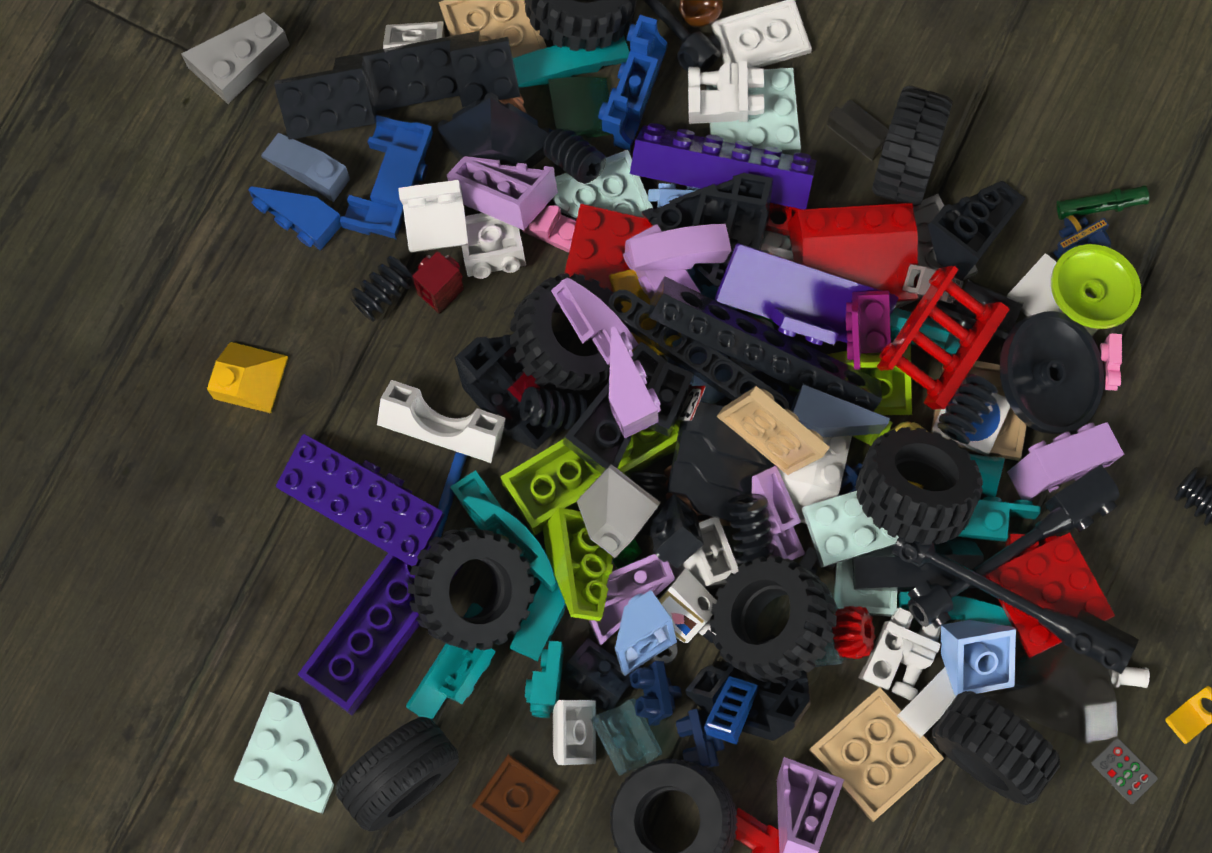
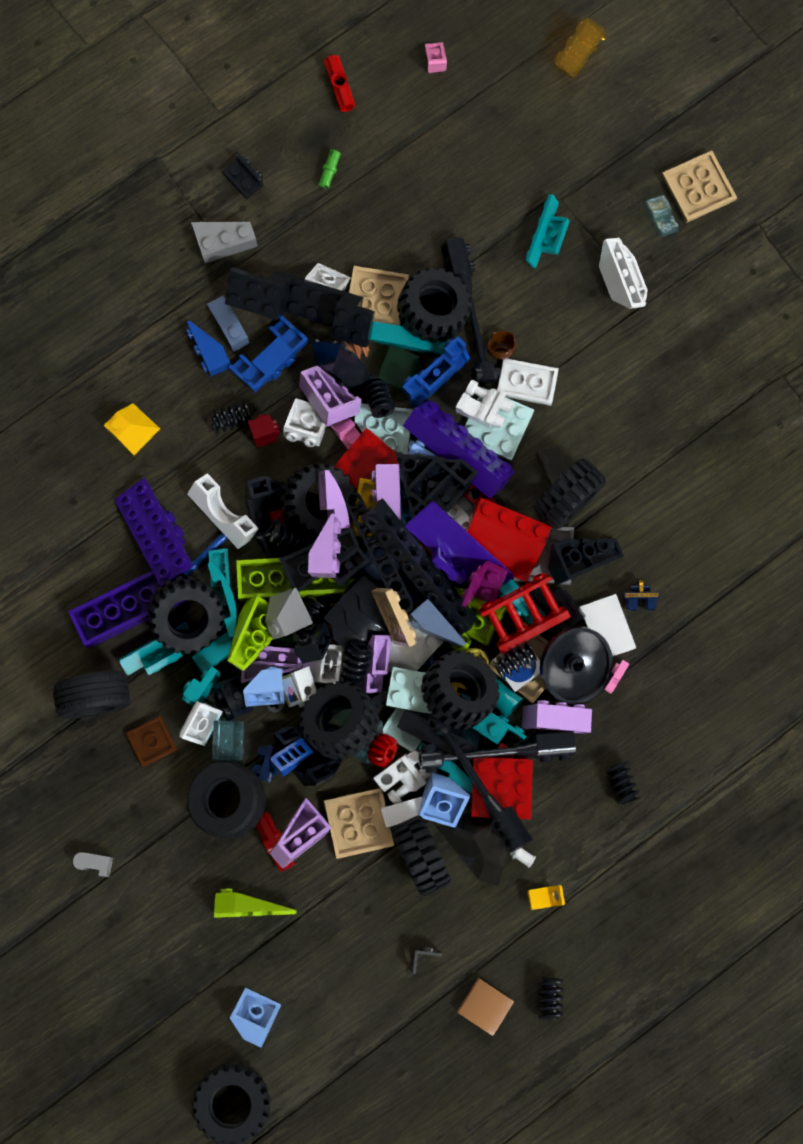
camera: 25 degrees right, 5 degrees up
(286, 757) = (41, 652): light aqua plate -> none
(434, 216) = (280, 393): white bracket -> none
(657, 690) = (259, 725): dark blue hips -> none
(680, 248) = (402, 485): lavender slope -> none
(691, 403) = (361, 576): sticker -> none
(923, 283) = (528, 577): light grey leg -> none
(1105, 276) = (640, 625): lime dish -> none
(1114, 200) = (666, 582): dark green pin -> none
(1124, 771) = (491, 906): dark grey sticker -> none

